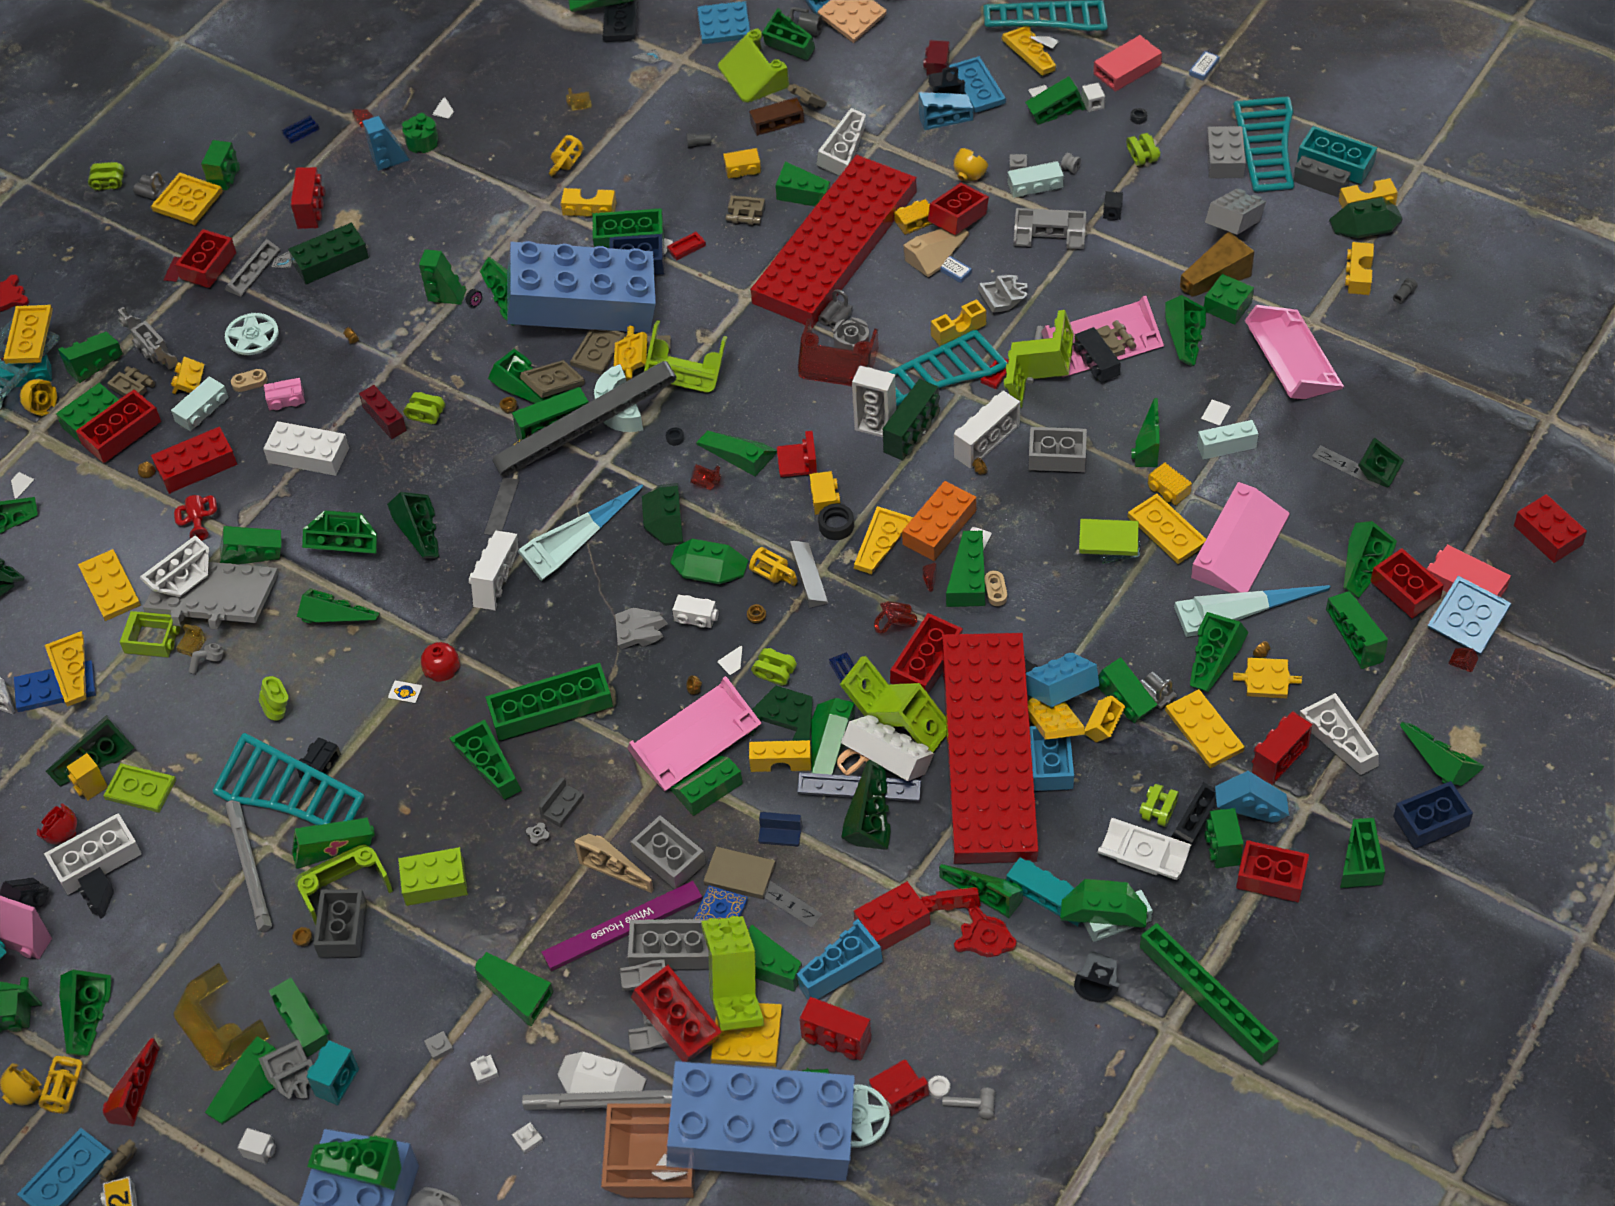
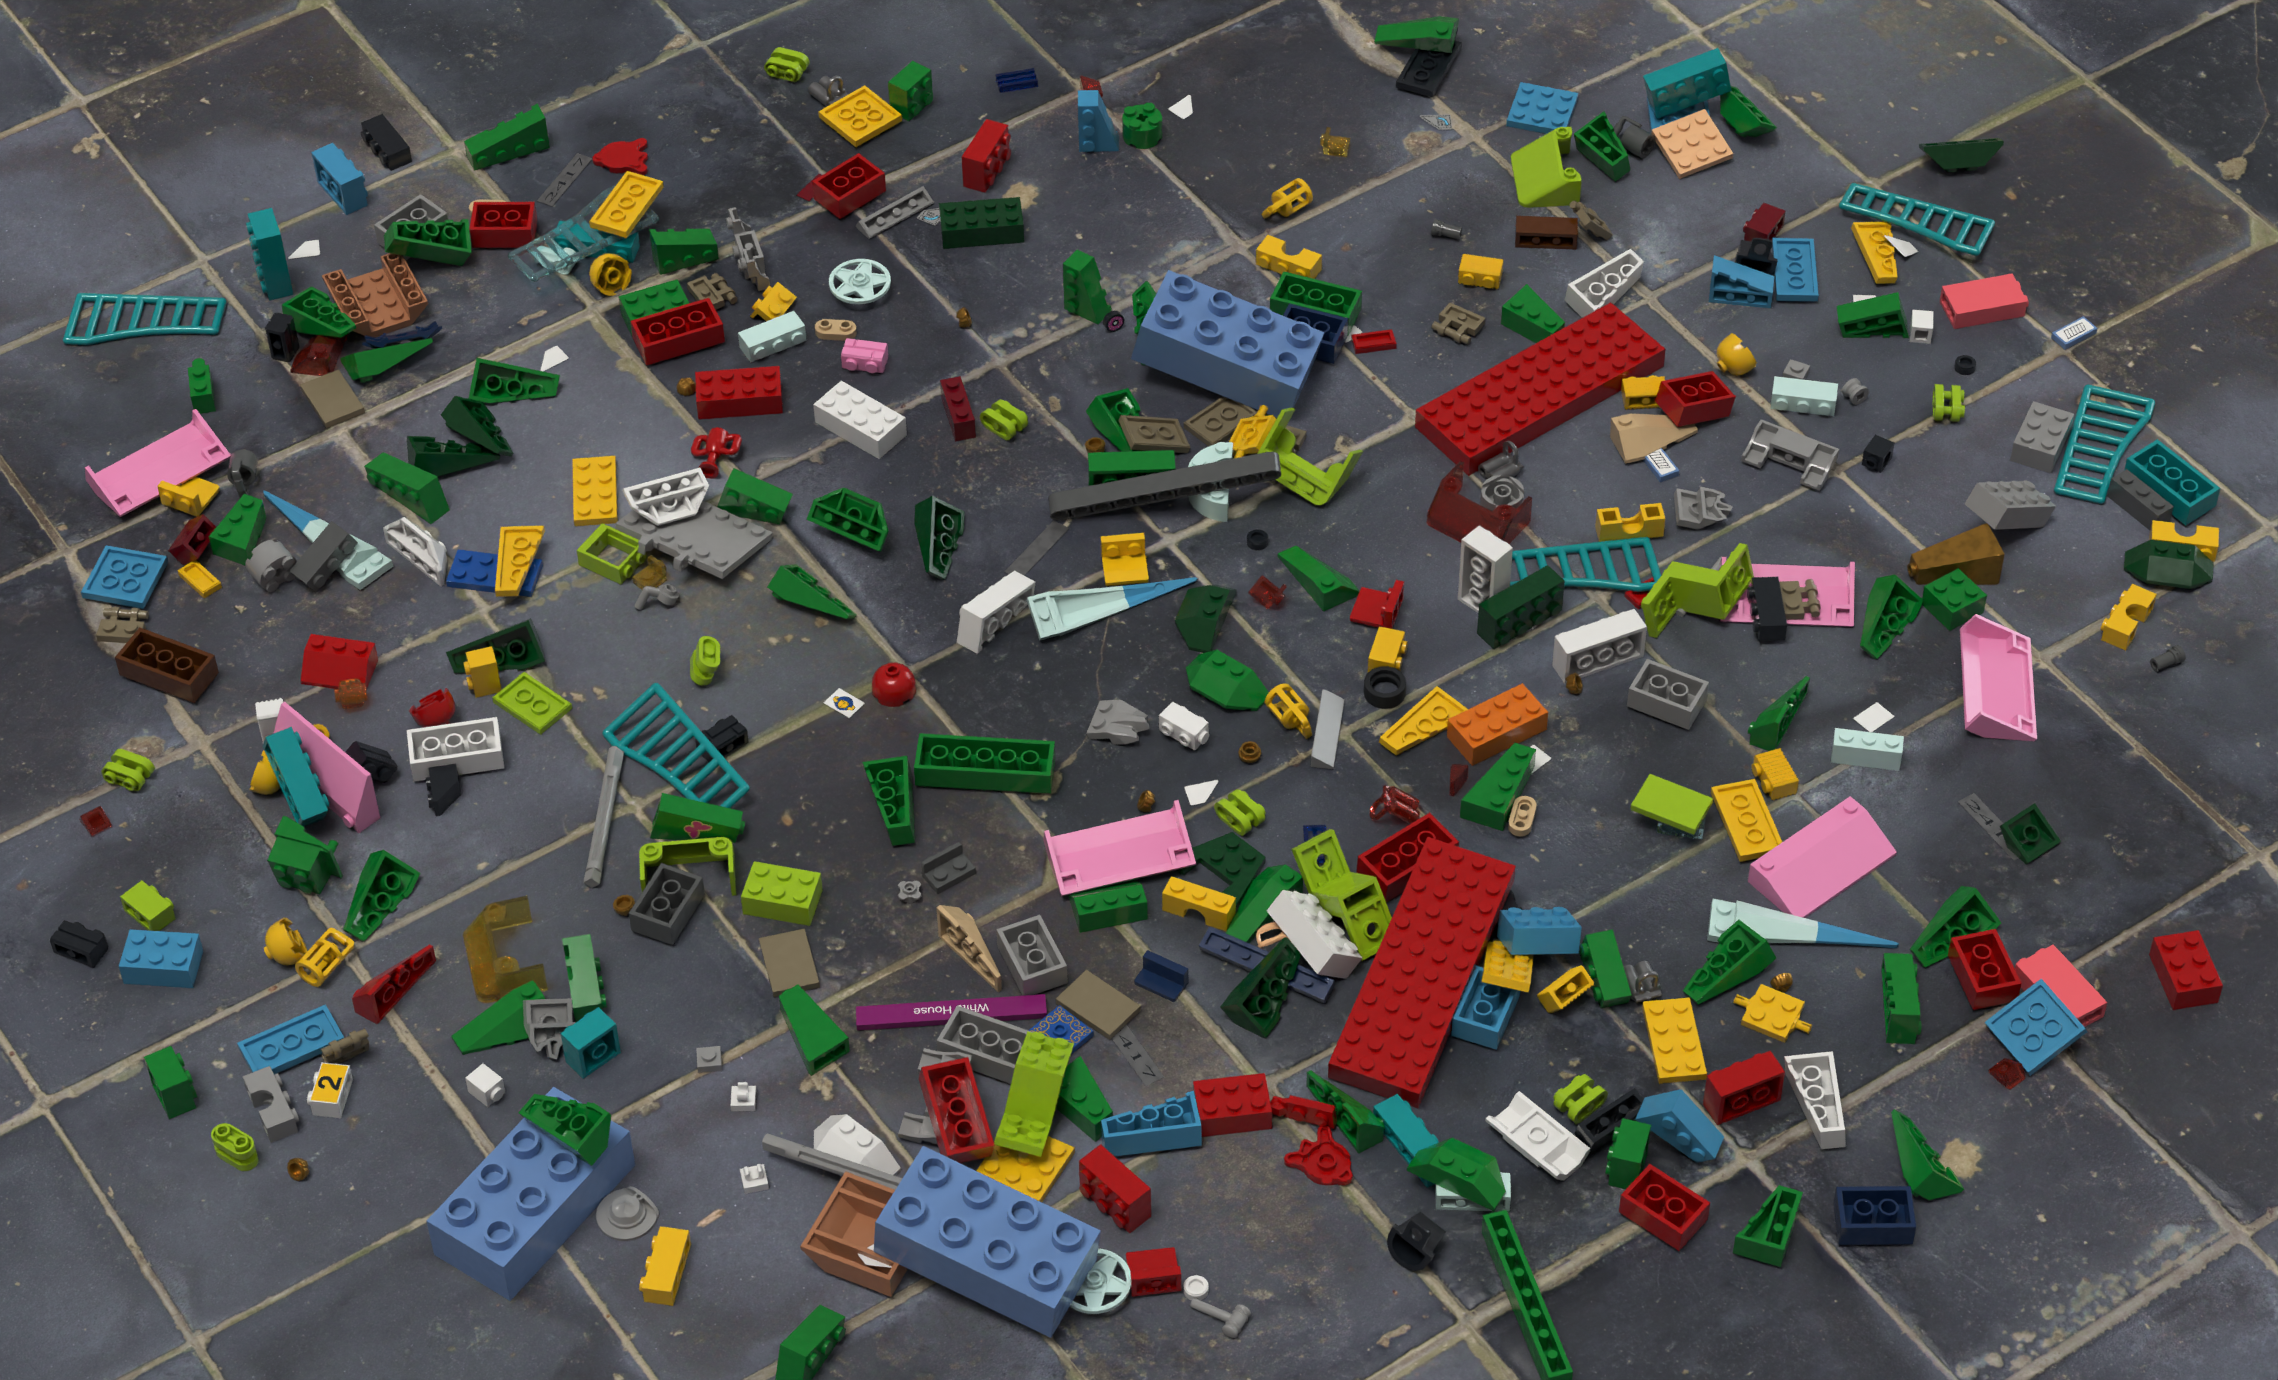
camera: 20 degrees right, 5 degrees down
(466, 934) = (789, 961): none -> dark tan tile
(578, 490) = (1124, 559): none -> yellow bracket

